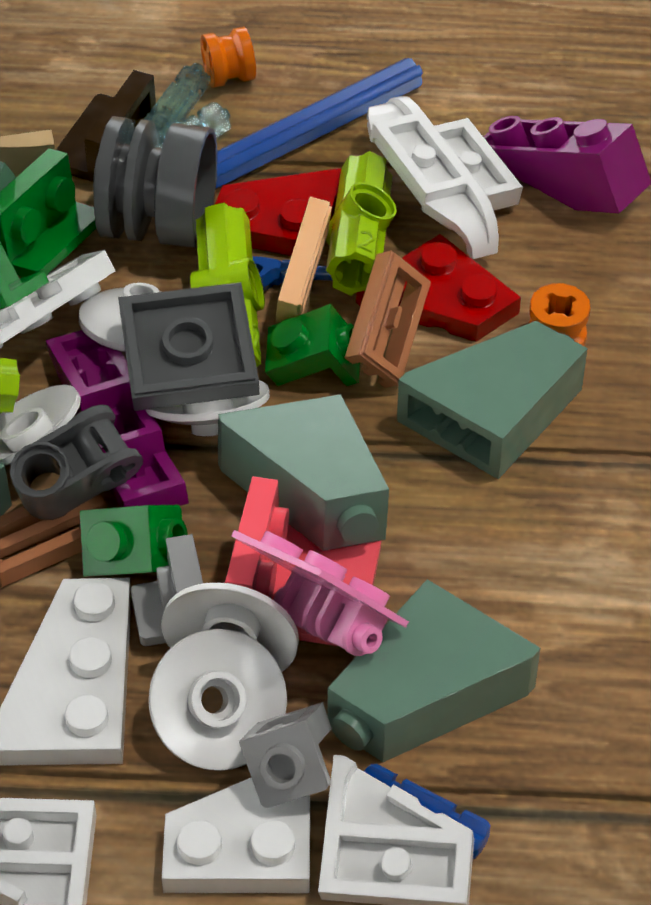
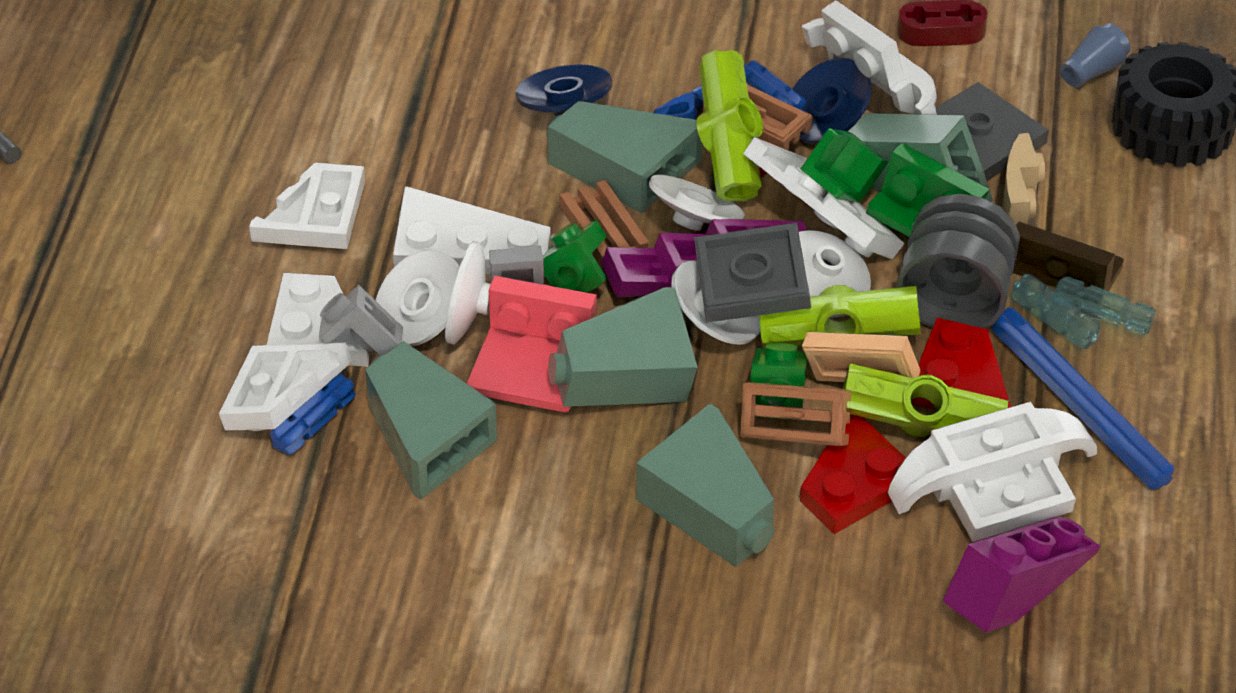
camera: 95 degrees right, 5 degrees down
(79, 461) = (631, 204): dark grey piece -> none
(228, 56) = (1164, 336): orange wheel -> none
(321, 601) = (477, 320): bright pink hinge -> none
(562, 309) = (802, 542): orange wheel -> none

